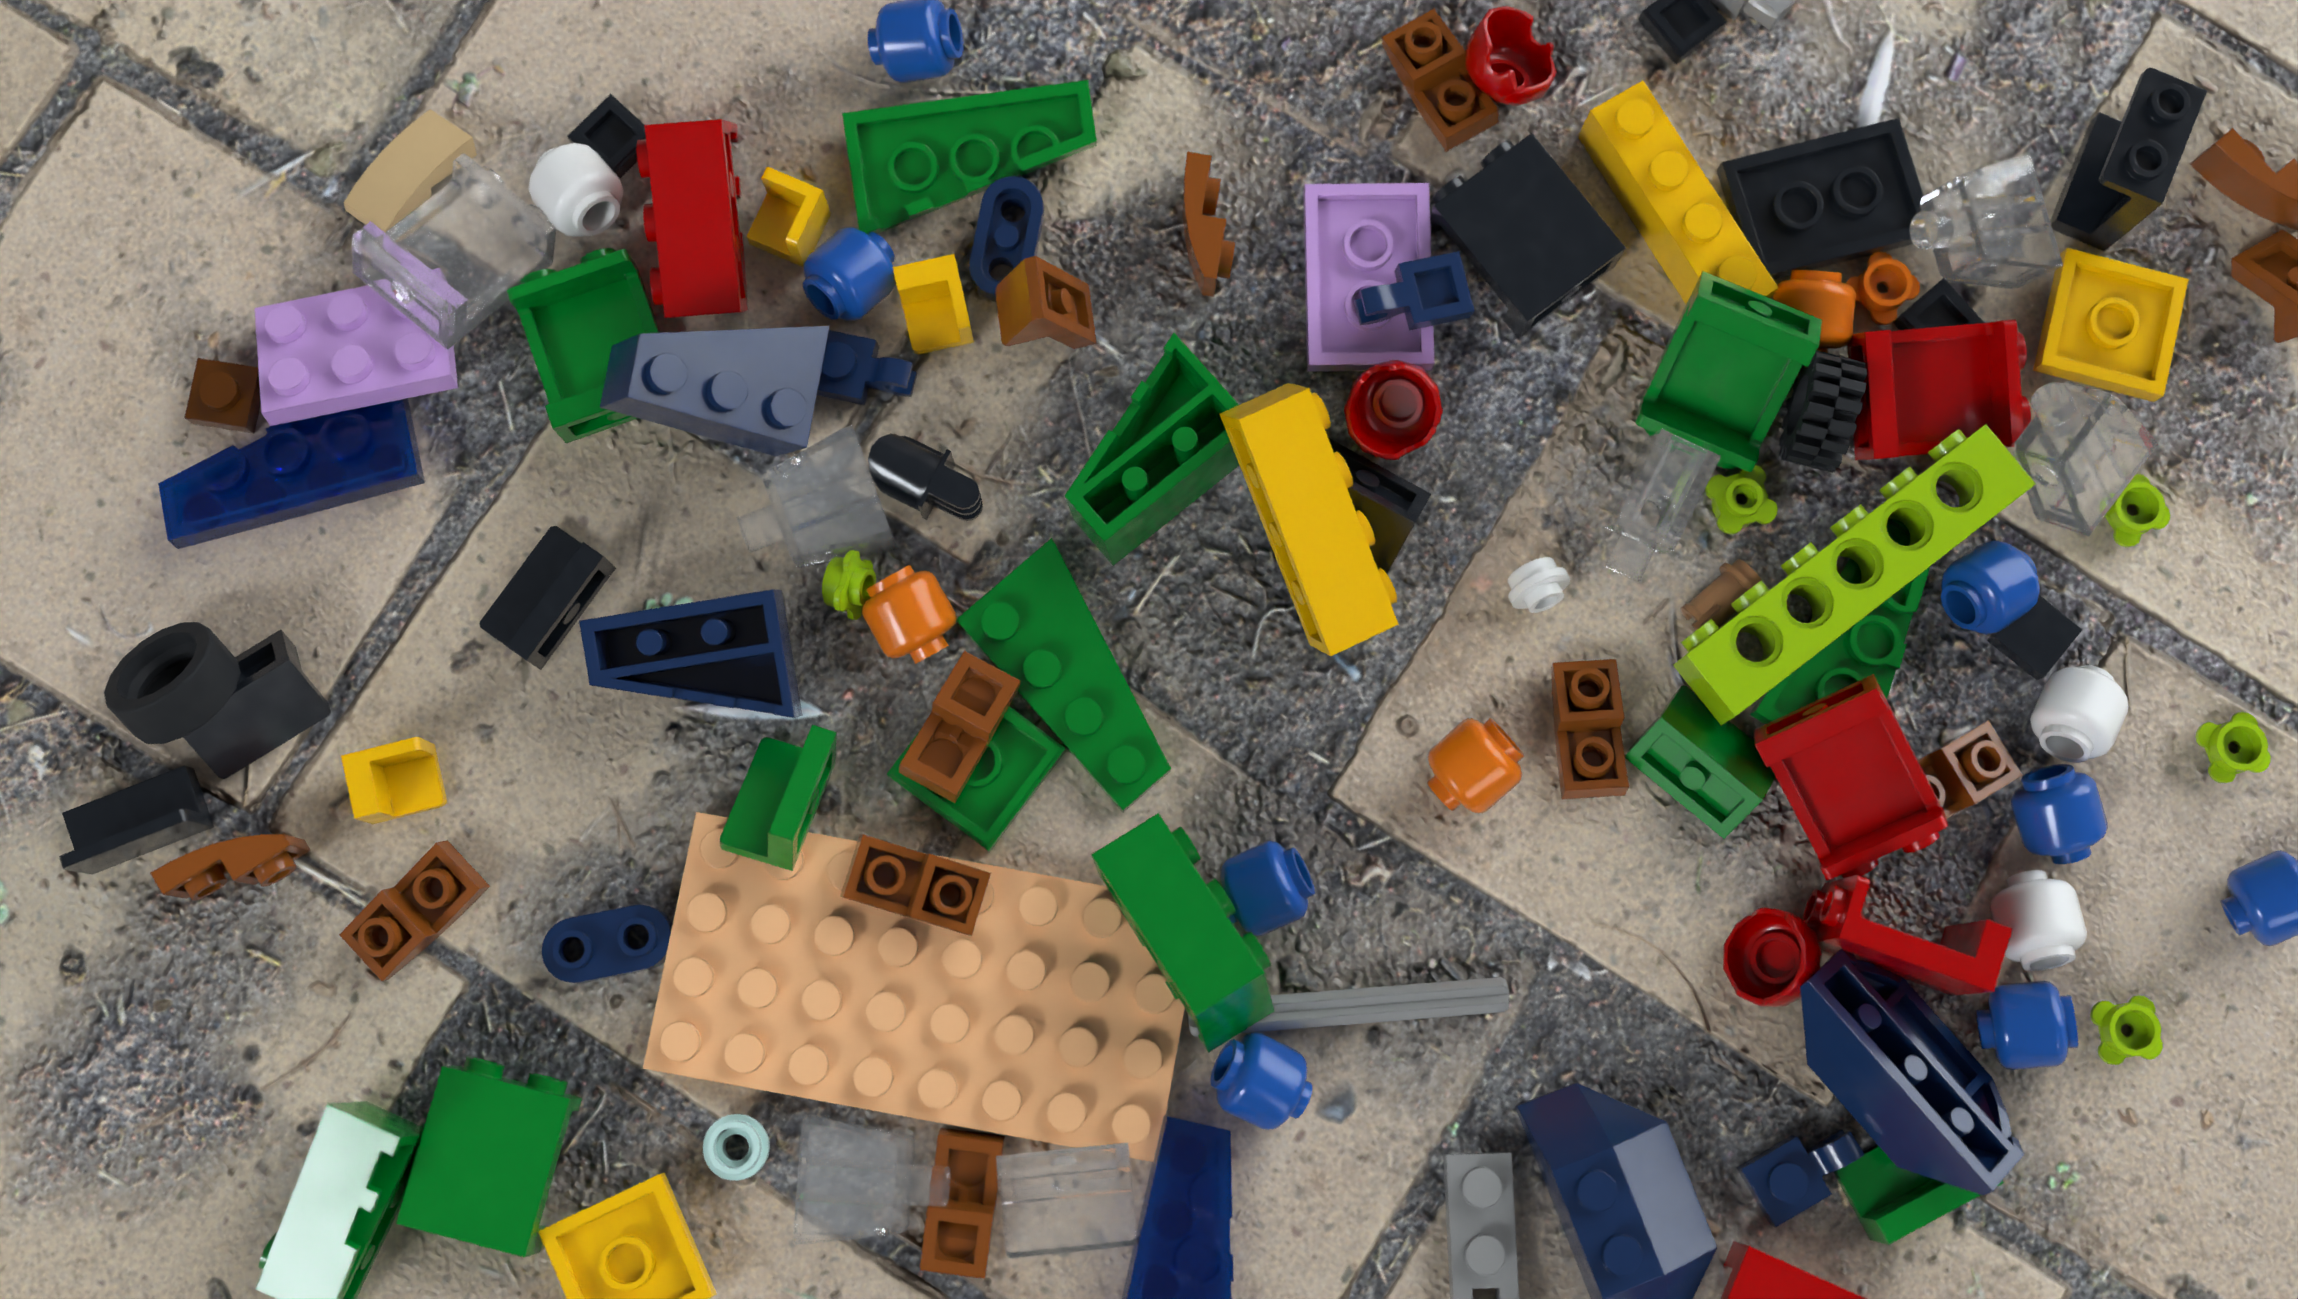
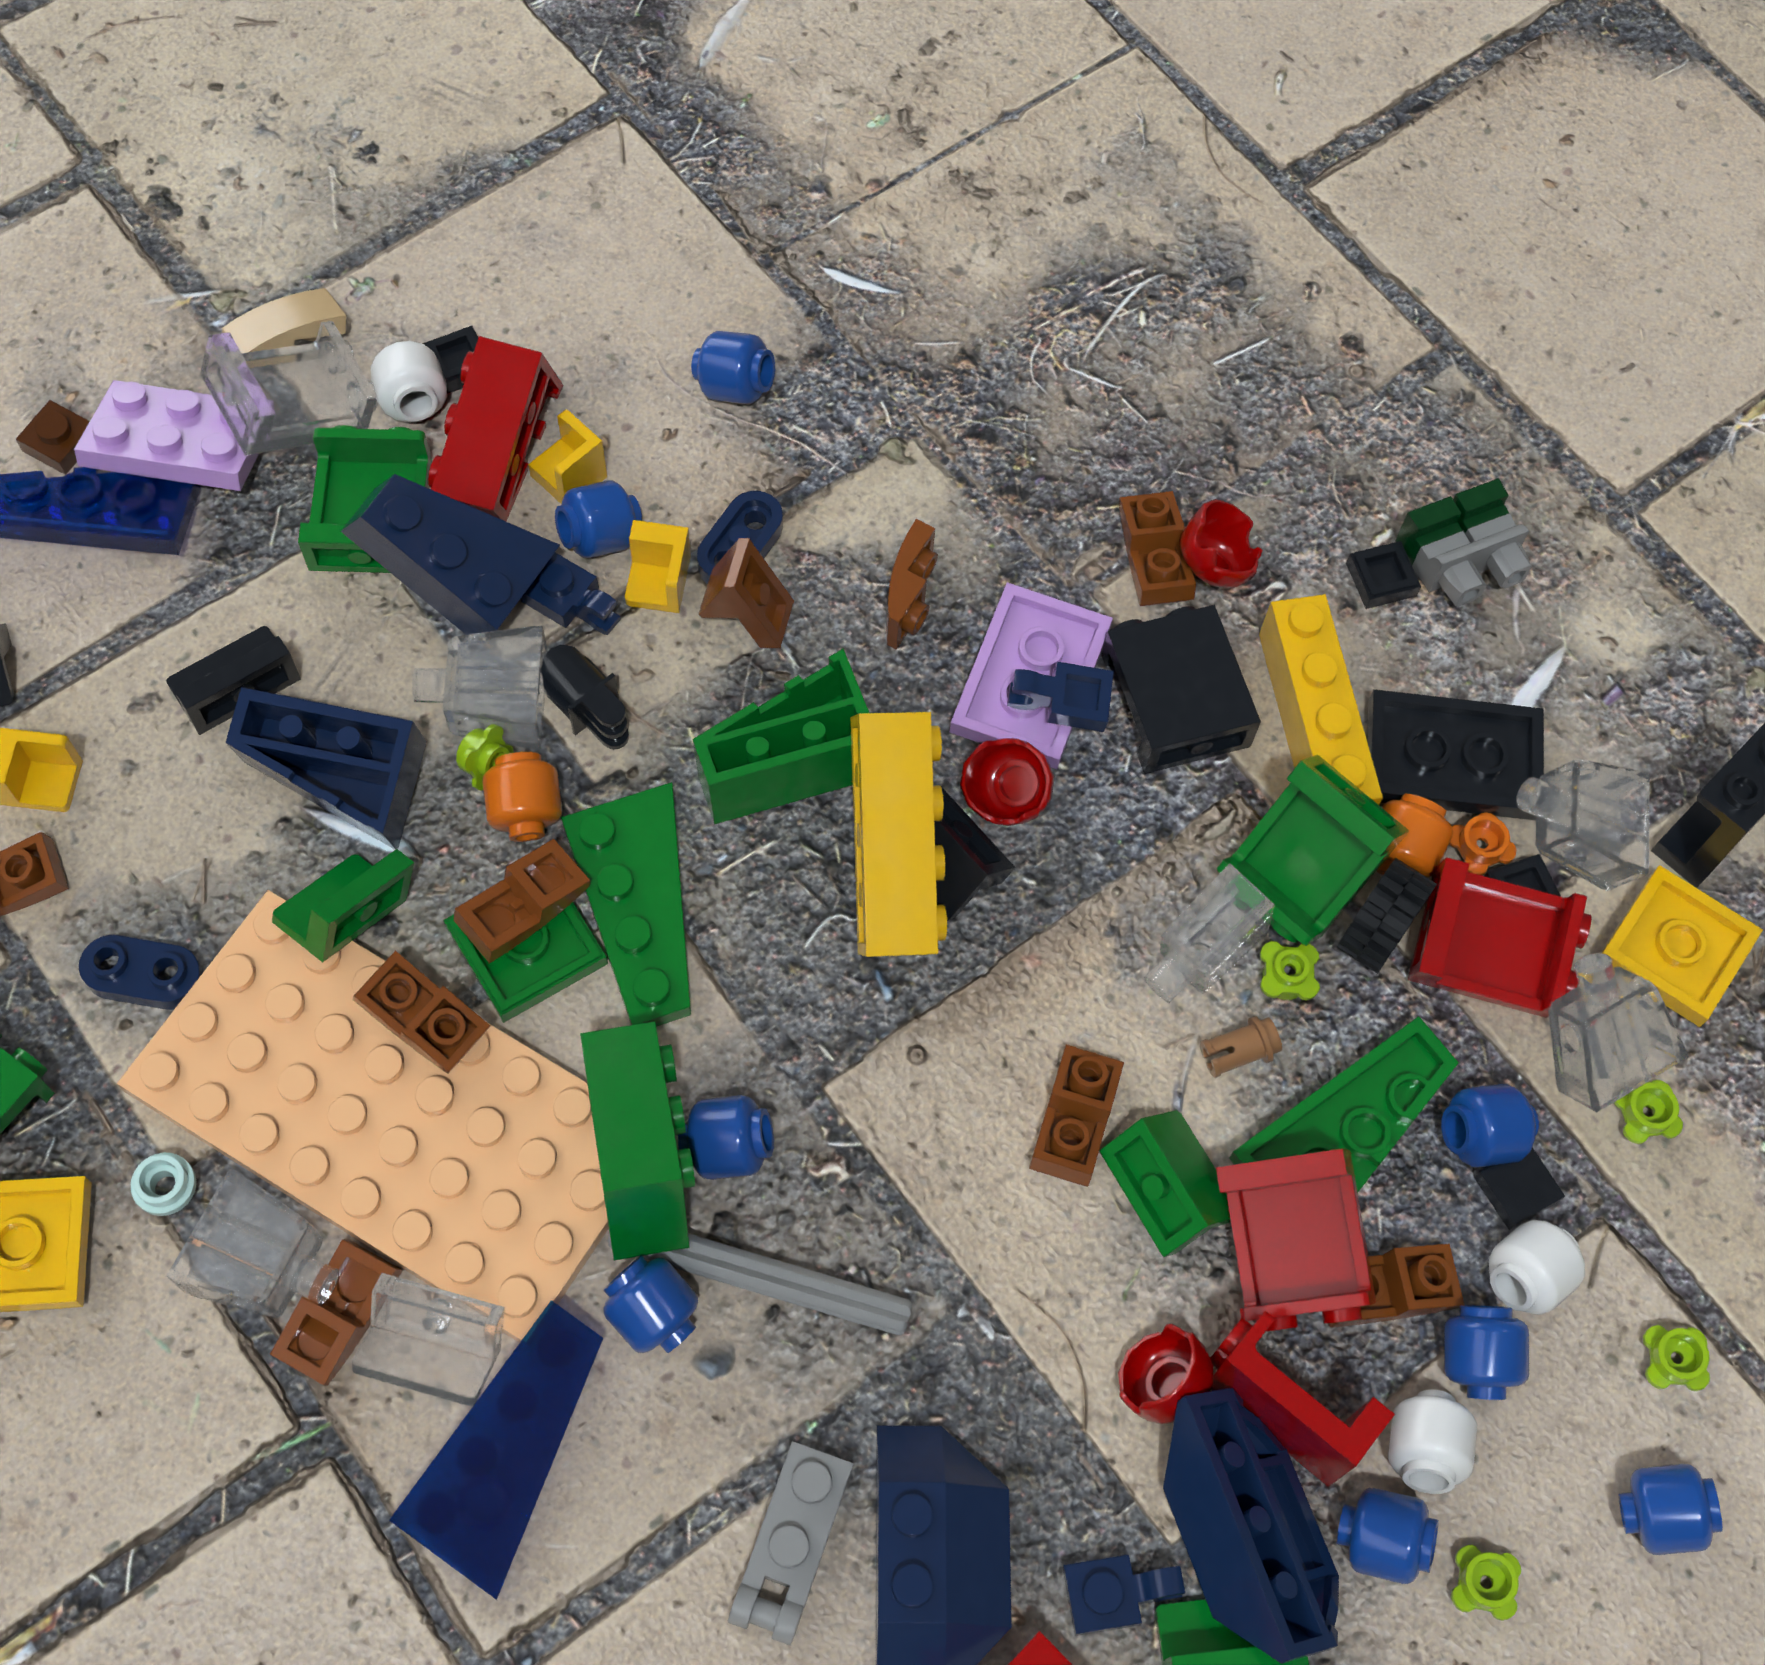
camera: 20 degrees right, 15 degrees down
(949, 149) = (716, 456): green wing -> none
(1474, 765) = (959, 1103): orange head -> none
(1537, 585) = (1078, 973): white plate -> none
(1985, 482) = (1221, 1115): lime brick -> none

